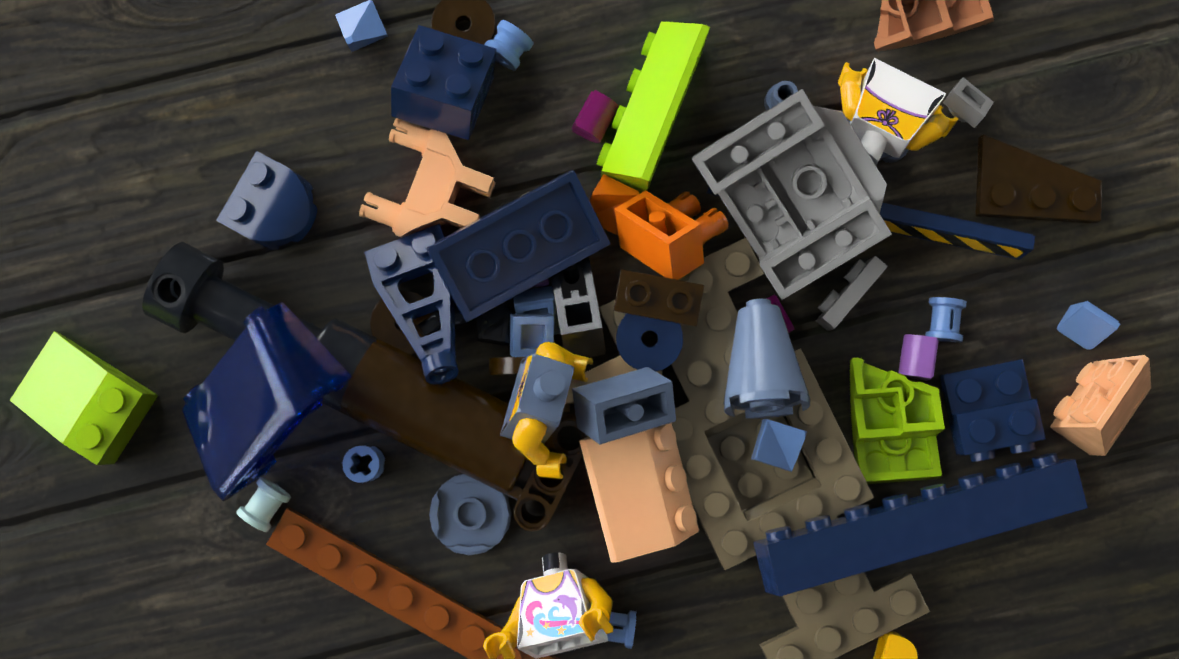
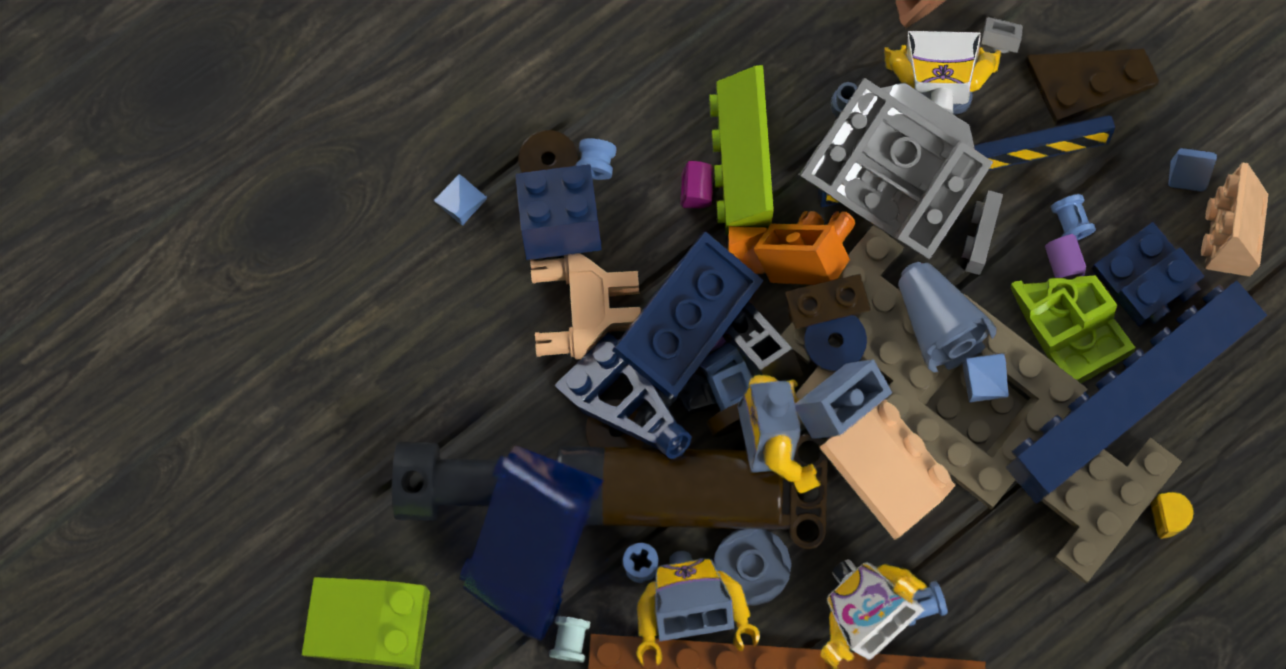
camera: 20 degrees left, 10 degrees down
(270, 204) = (454, 382): dark blue slope -> none
(388, 526) = (691, 601): none -> torso

